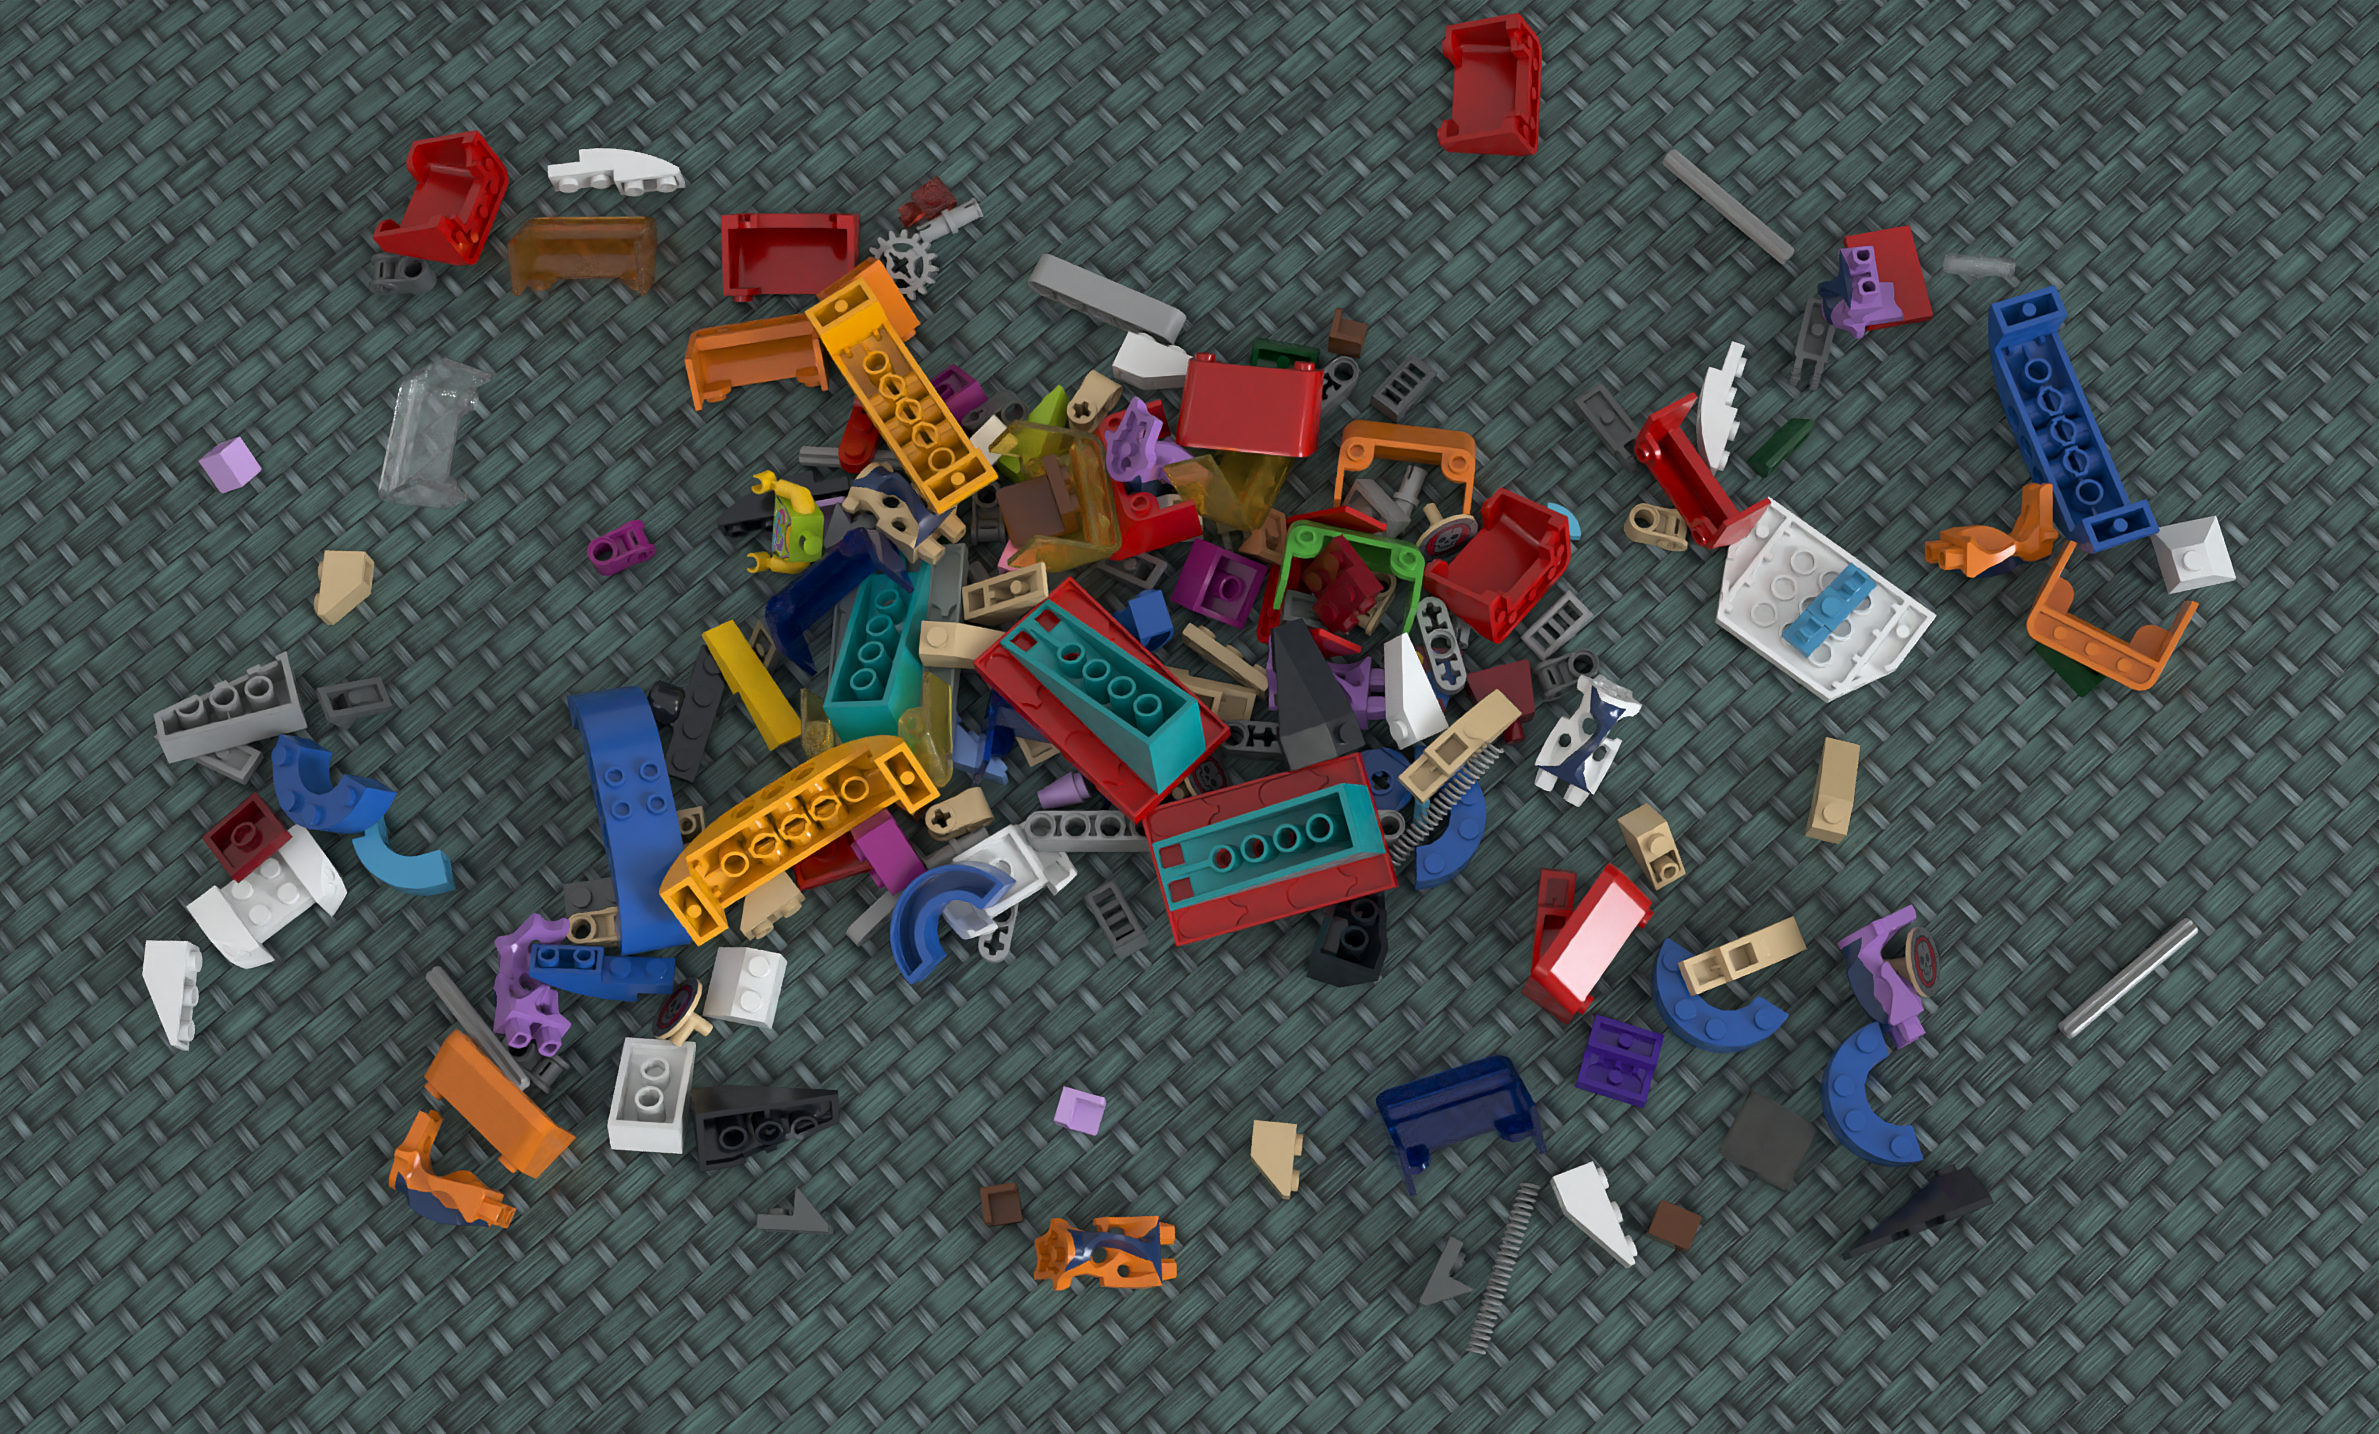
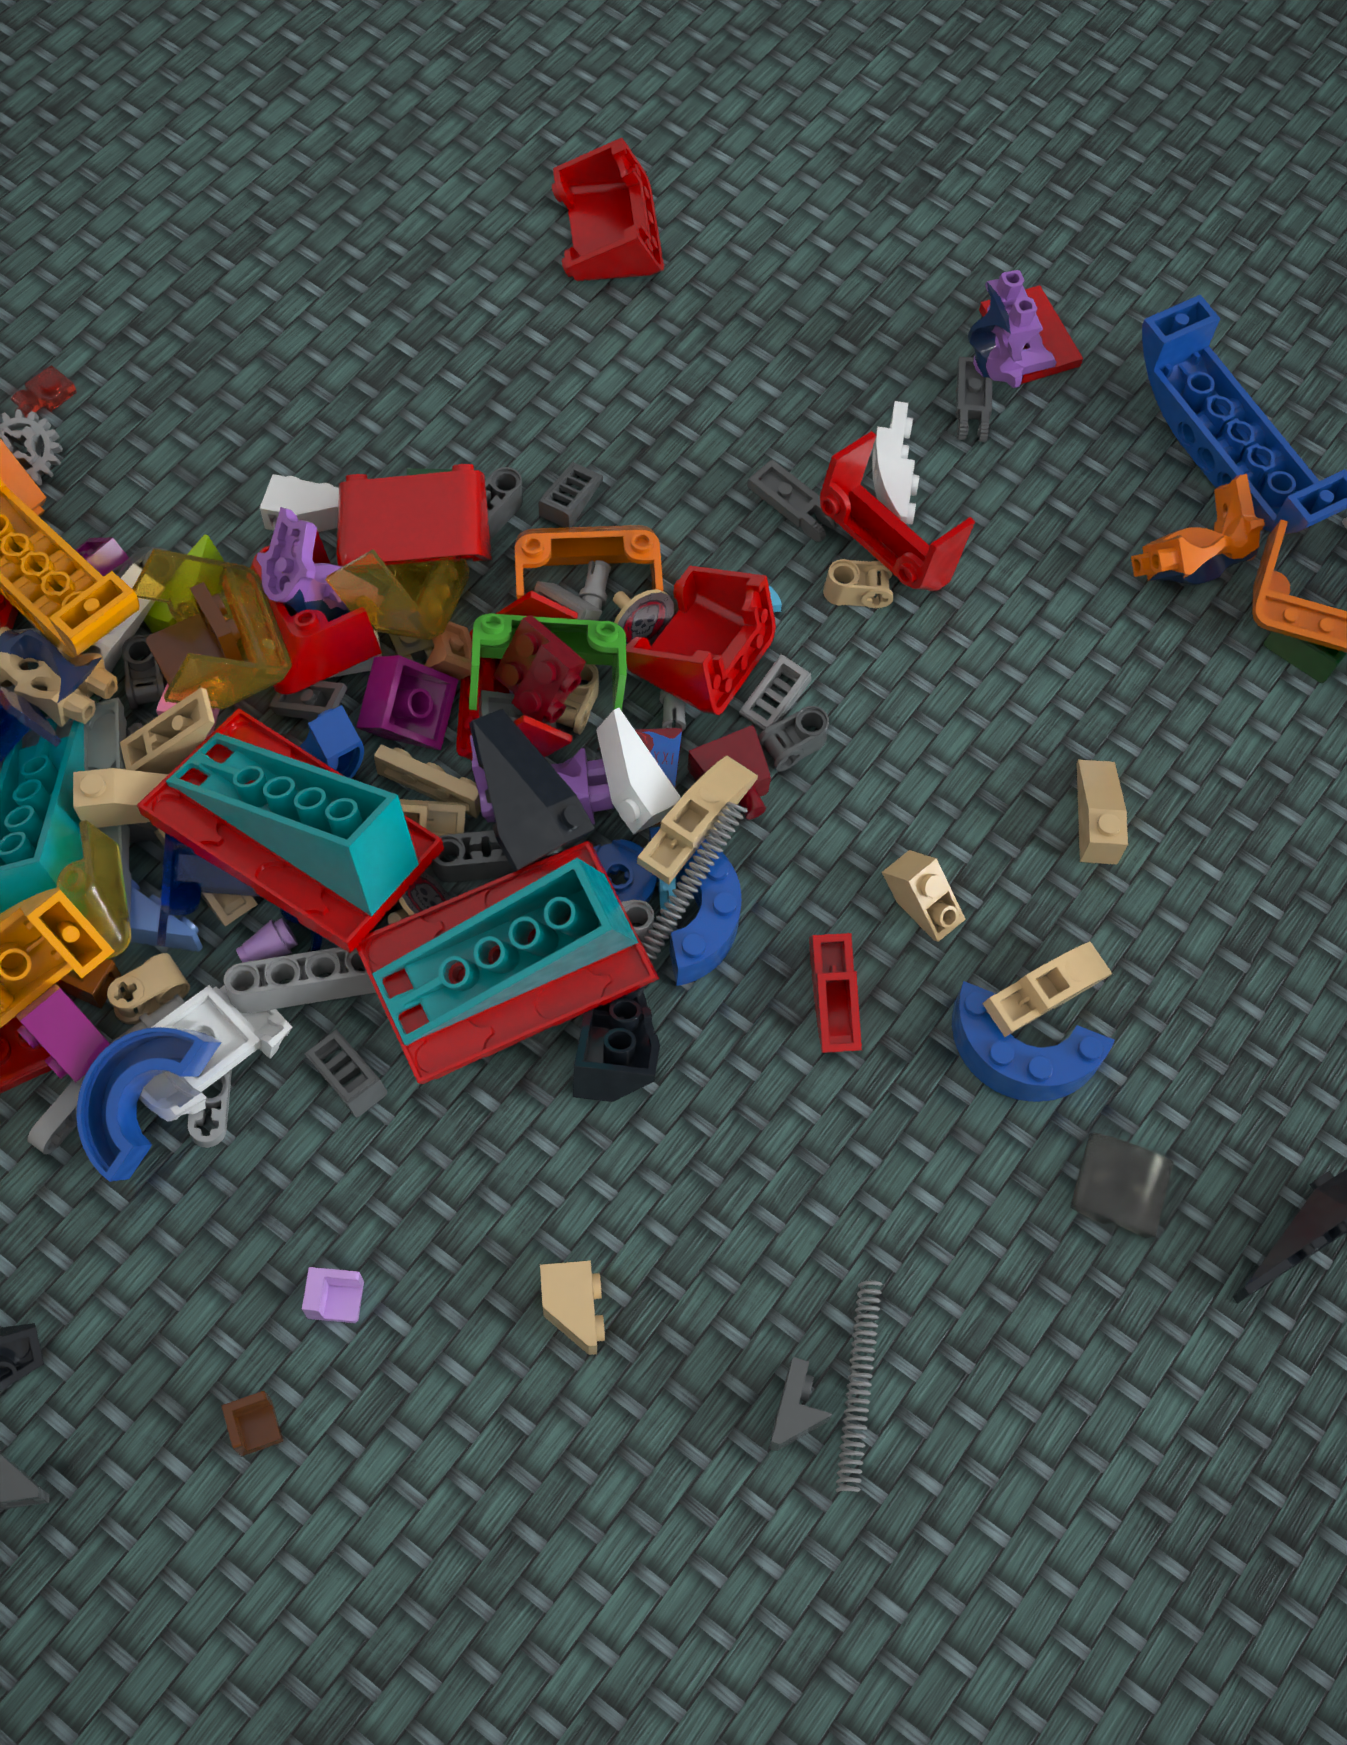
camera: 20 degrees left, 10 degrees down
(950, 221) = (71, 403): light grey pin -> none
(1069, 1252) = (341, 1458): orange hips -> none
(1095, 399) = (244, 542): tan piece -> none
(1105, 300) = (242, 452): light grey beam -> none
(1346, 336) = (502, 451): reddish brown panel -> none
(1455, 1108) = (771, 1211): clear blue windscreen -> none
(1456, 667) = (657, 739): light grey beam -> none
(1586, 1204) = (941, 1295): white slope -> none
(1587, 945) = (879, 1004): windscreen -> none
(1604, 704) = (824, 818): white hips -> none
(1619, 1061) = (939, 1128): dark purple slope -> none
(1673, 1226) = (1042, 1299): reddish brown panel -> none
(1728, 206) = (861, 292): light grey axle -> none
(1779, 574) = (1036, 636): white plate -> none
(1780, 446) = (965, 494): dark green slope -> none
(1829, 610) = (1052, 632): dark azure plate -> none
(1850, 1113) = (1205, 1137): blue brick -> none
(1876, 985) = (1203, 992): medium lavender hips -> none
(1921, 962) = (1236, 963): shield -> none
(1979, 265) = (1114, 310): clear pin -> none

